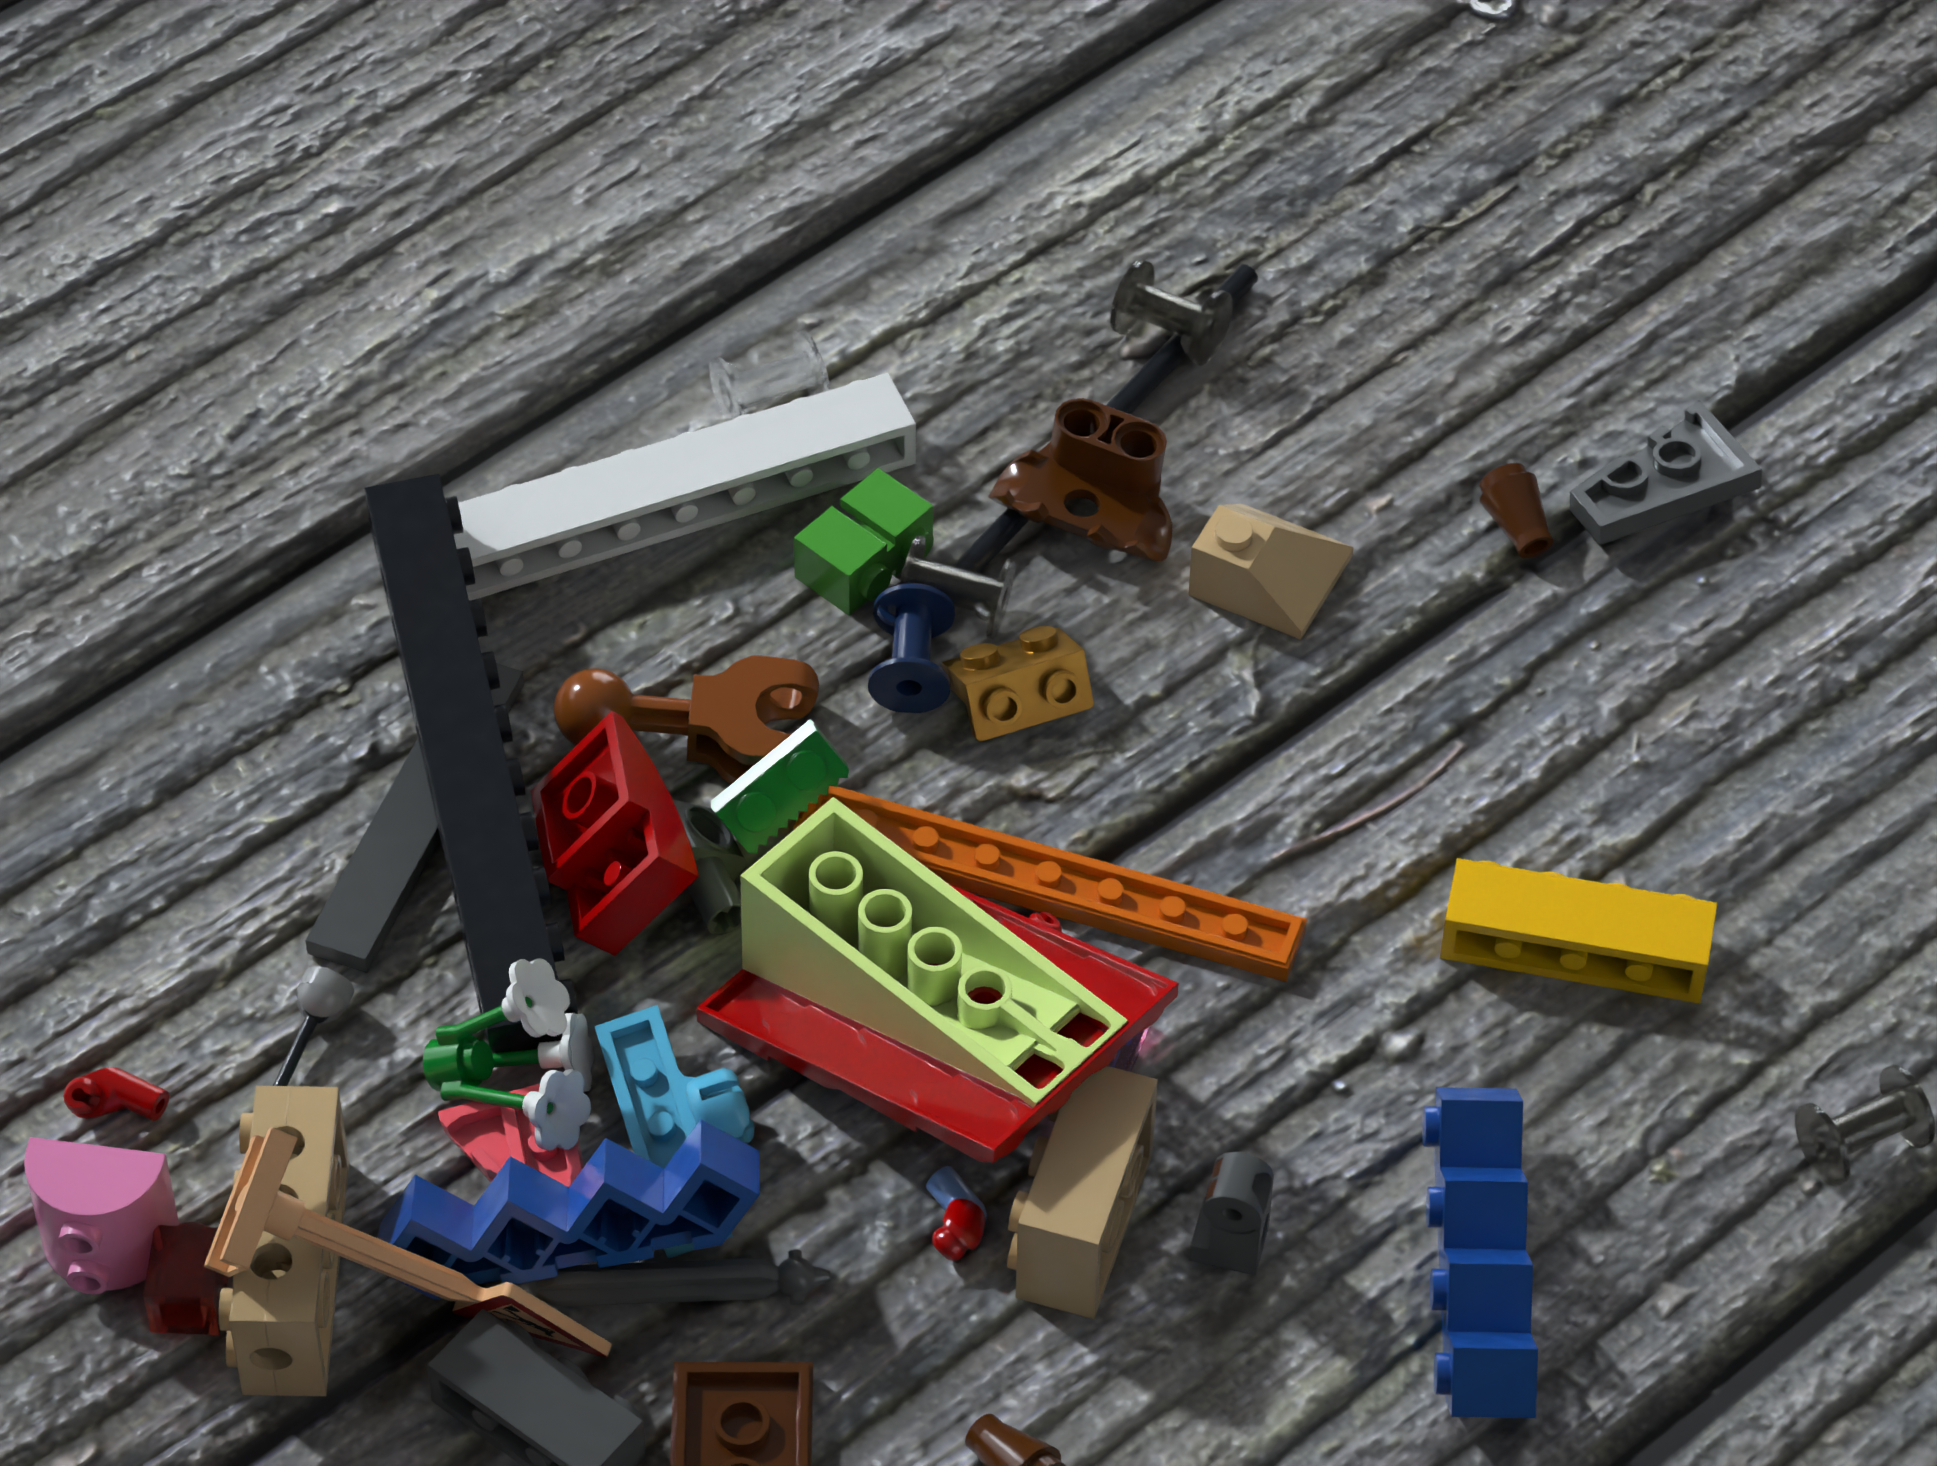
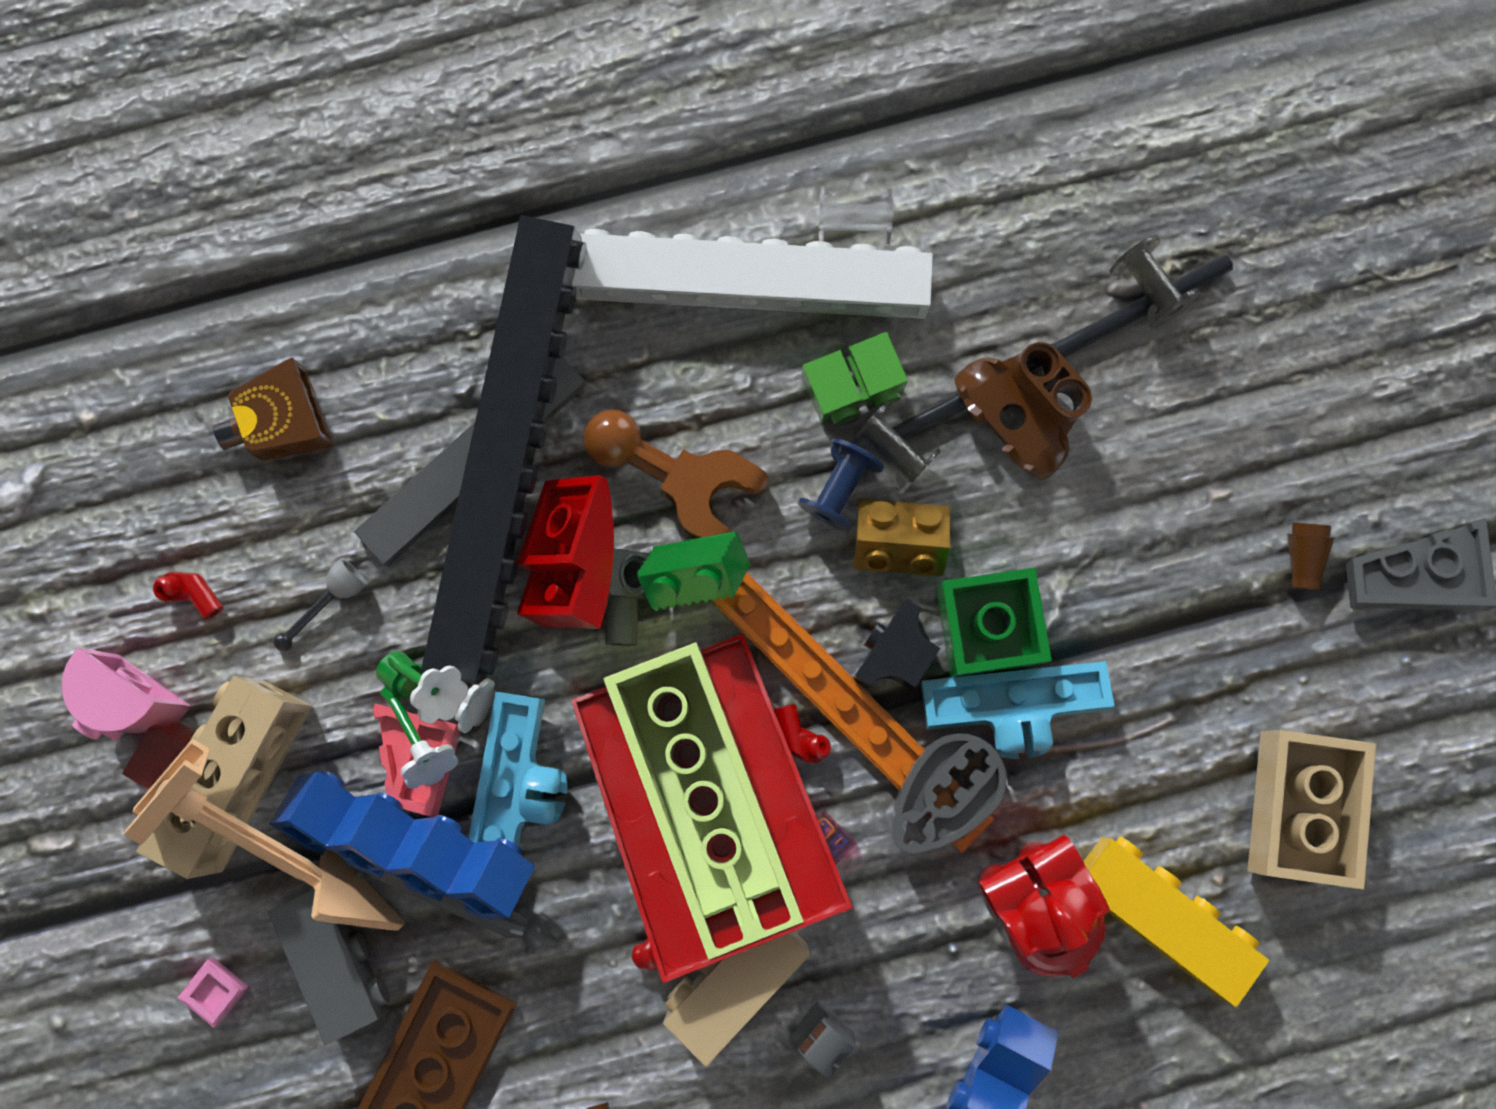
camera: 30 degrees right, 30 degrees up
(135, 854) = (275, 415): none -> reddish brown torso
(1084, 790) = (897, 650): none -> black brick
(1181, 709) = (993, 622): none -> green brick
(1201, 891) = (970, 806): none -> dark grey piece
(1261, 788) = (1017, 703): none -> medium azure plate
(1265, 568) = (1116, 519): tan slope -> none
(1390, 924) = (1055, 931): none -> red helmet
(1673, 742) = (1312, 808): none -> tan brick

